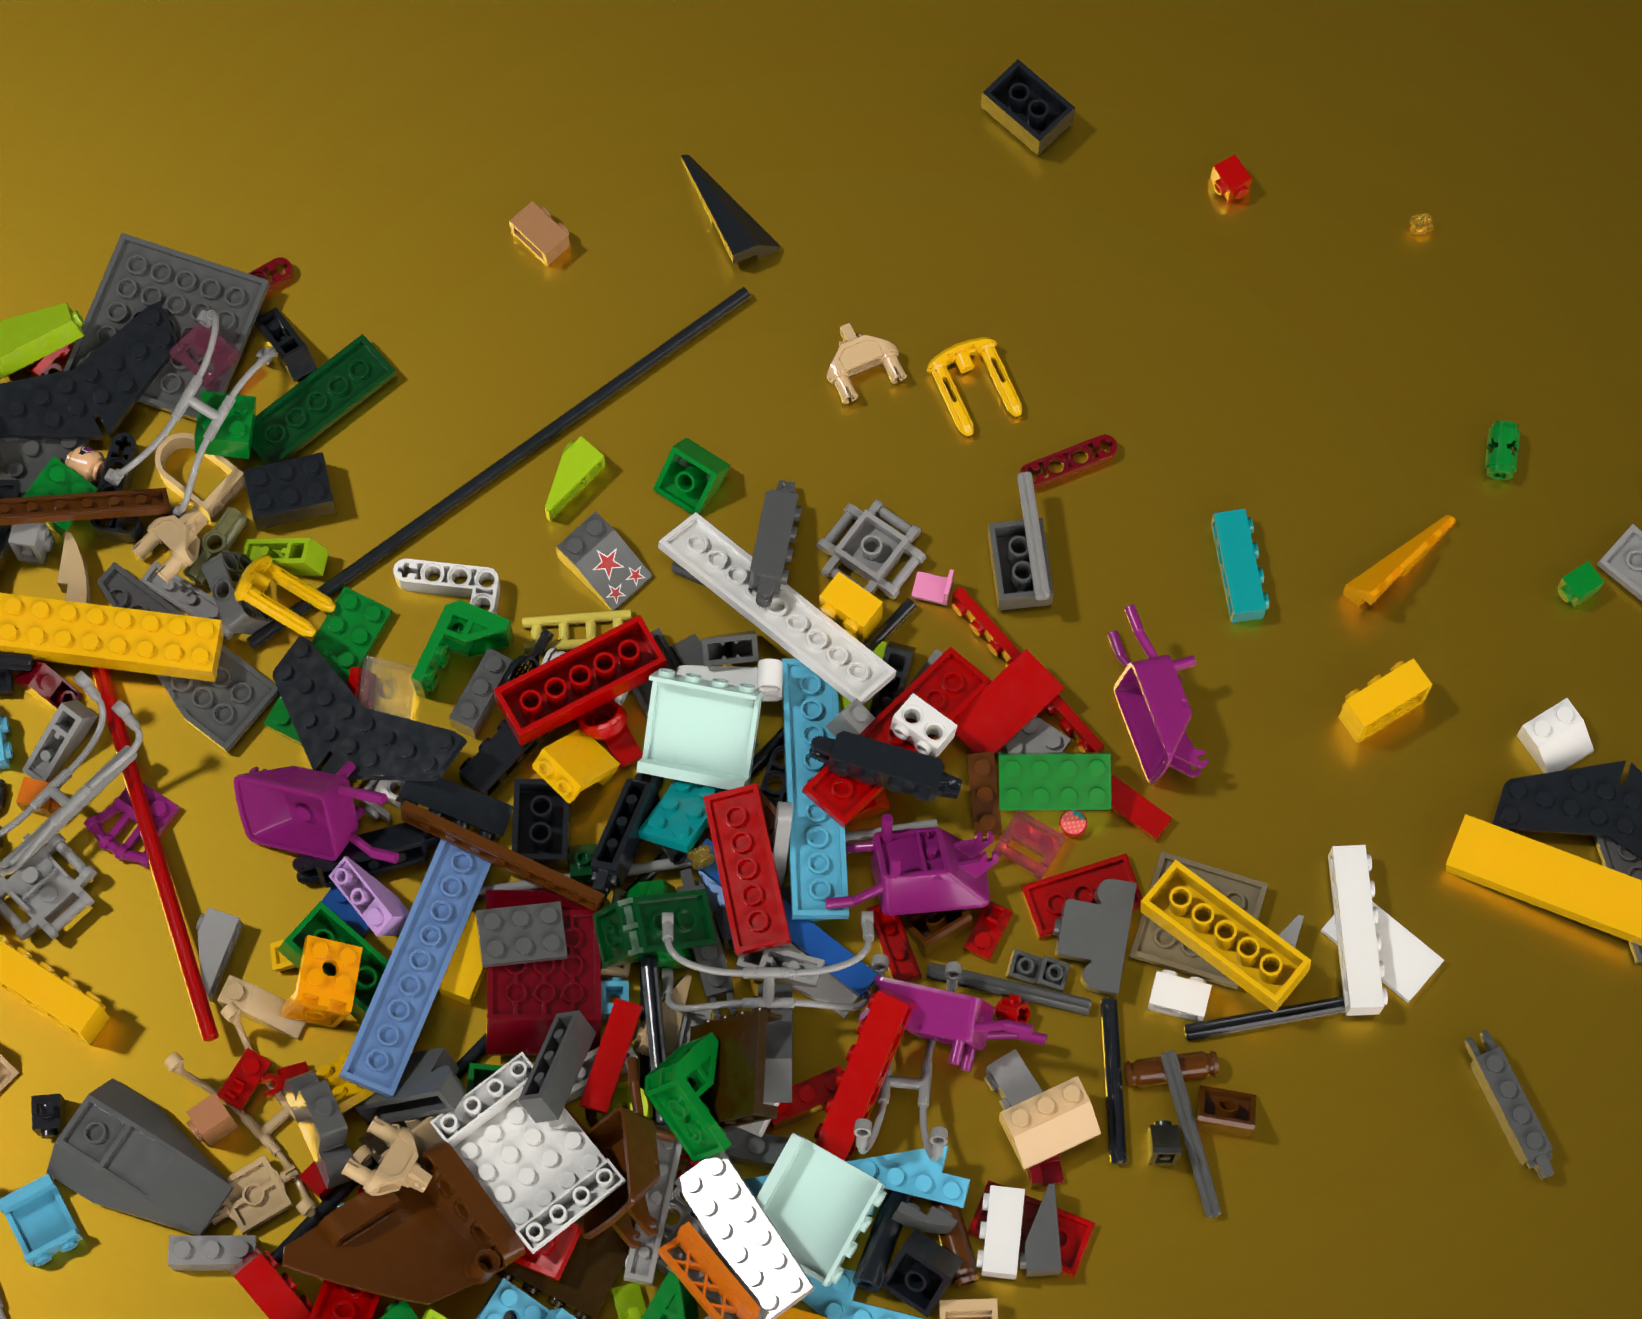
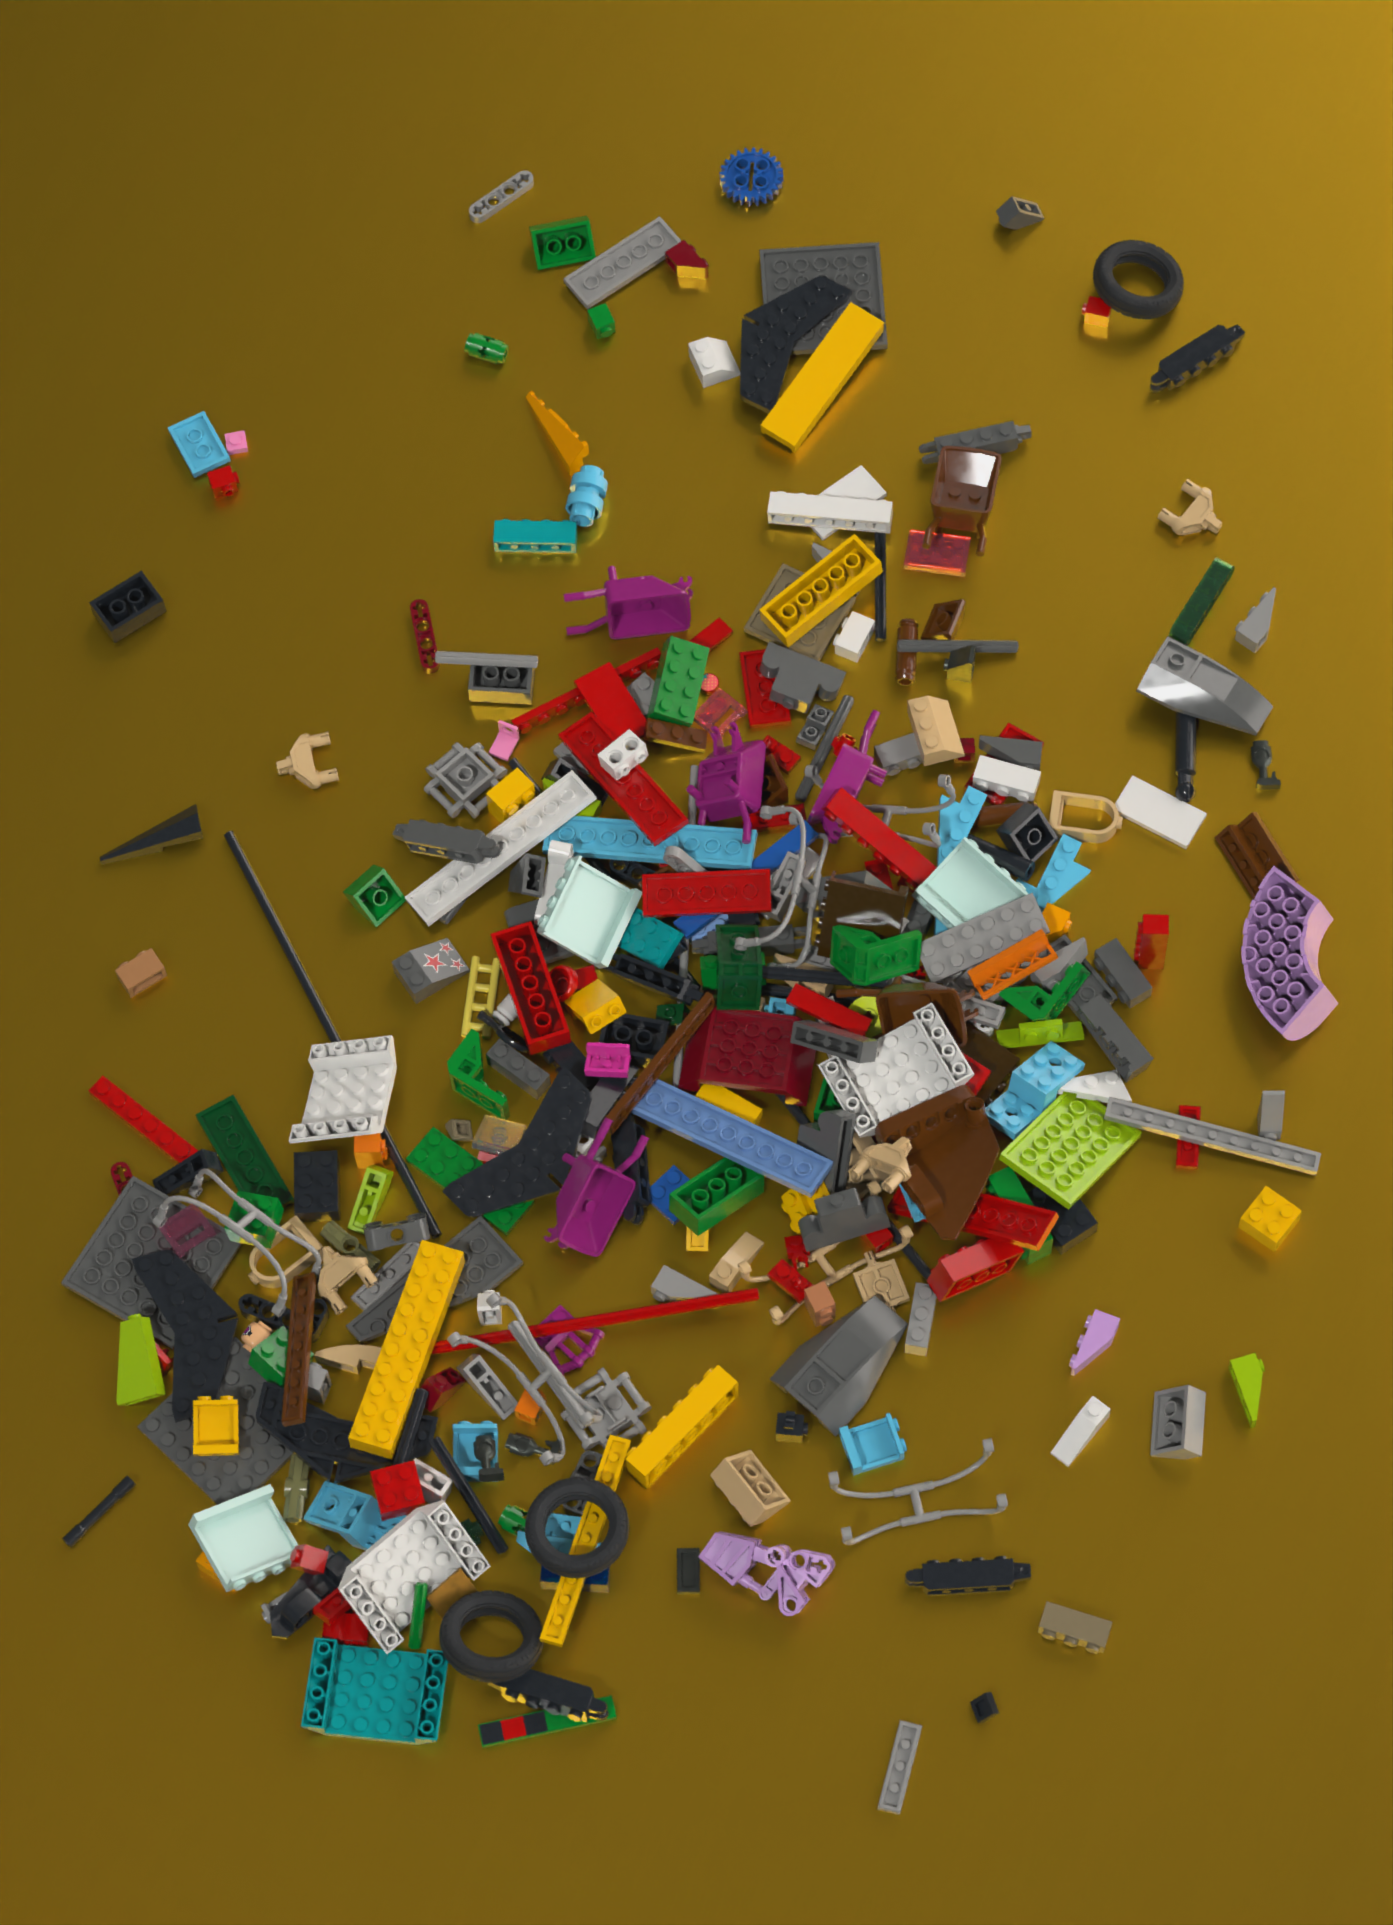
camera: 75 degrees left, 5 degrees down
(158, 721) = (486, 1314): none -> white slope
(257, 579) = (394, 1209): yellow piece -> none
(321, 997) = (742, 1200): light orange bracket -> none
(341, 538) = (370, 1150): none -> orange brick
(349, 281) = (141, 1120): none -> red plate
(370, 898) = (669, 1165): lavender slope -> none
(393, 643) = (459, 1129): none -> dark tan slope
(401, 495) = (348, 1089): none -> white slope
(445, 584) = (421, 1082): white beam -> none
(495, 793) = (607, 1060): none -> dark pink bracket
(521, 934) = (724, 1057): dark grey plate -> none
(576, 469) = (351, 979): lime slope -> none
(701, 857) = (690, 924): clear yellow bush -> none
(852, 718) = (606, 806): light grey brick -> none
(885, 766) = (650, 782): black hinge -> none
(935, 1221) = (992, 818): dark grey slope -> none
(961, 355) = (321, 691): yellow piece -> none
(1113, 1081) = (904, 691): black axle -> none
(1279, 139) = (199, 444): none -> medium azure plate
(1294, 183) = (236, 442): none -> bright pink plate
(1299, 615) = (586, 495): none -> medium azure piece
(1334, 1084) = (945, 556): none -> clear pink plate
(1384, 699) = (663, 459): yellow brick -> none
(1420, 1097) = (963, 492): none -> reddish brown piece
(1421, 224) = (294, 364): clear yellow bush -> none

